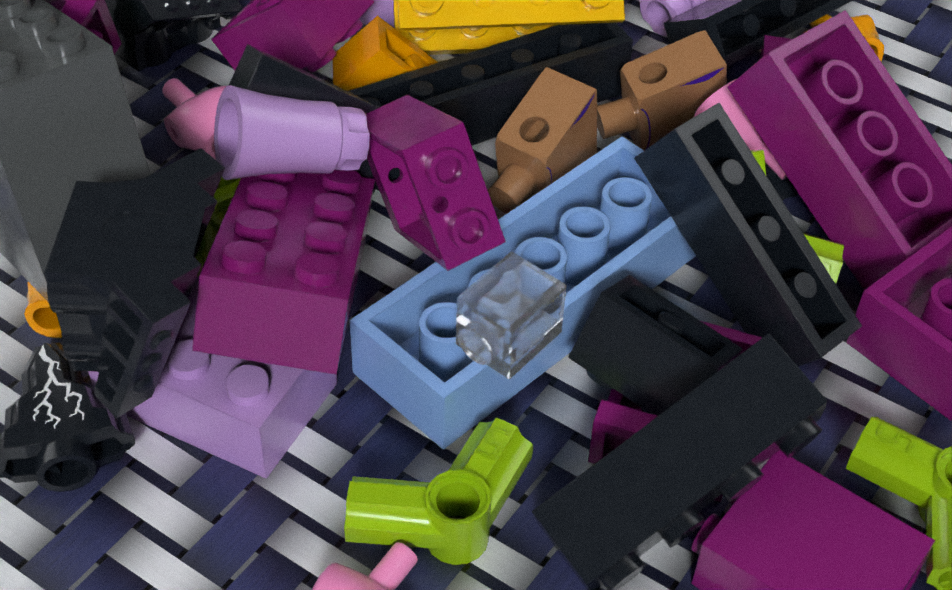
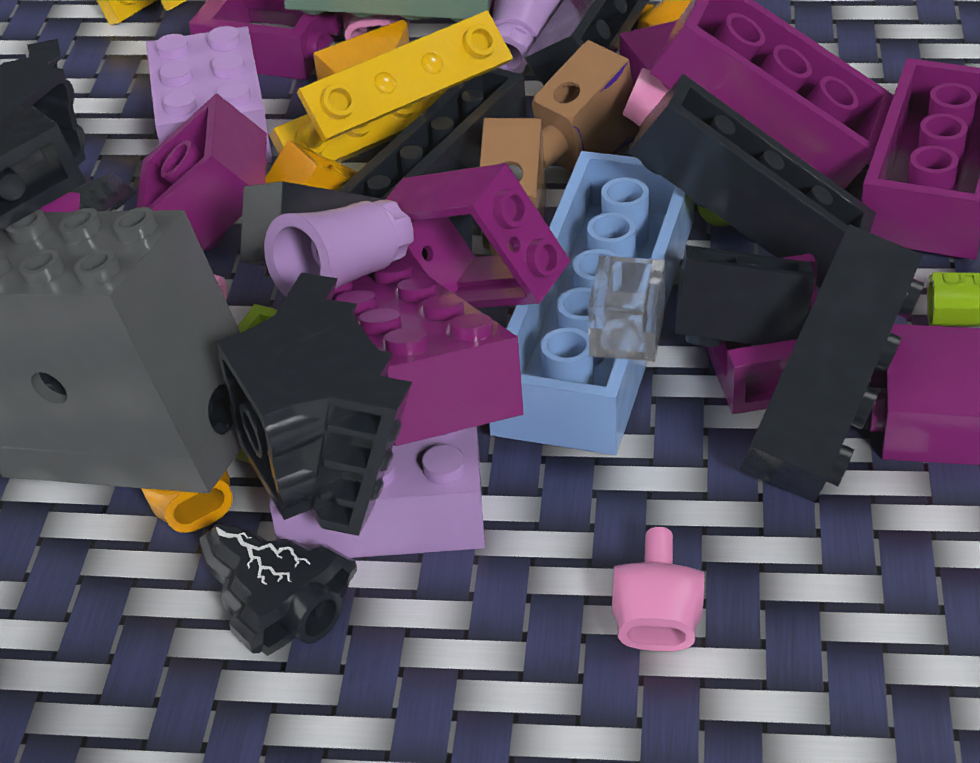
camera: 25 degrees left, 5 degrees down
(419, 511) = (666, 495): lime piece -> none

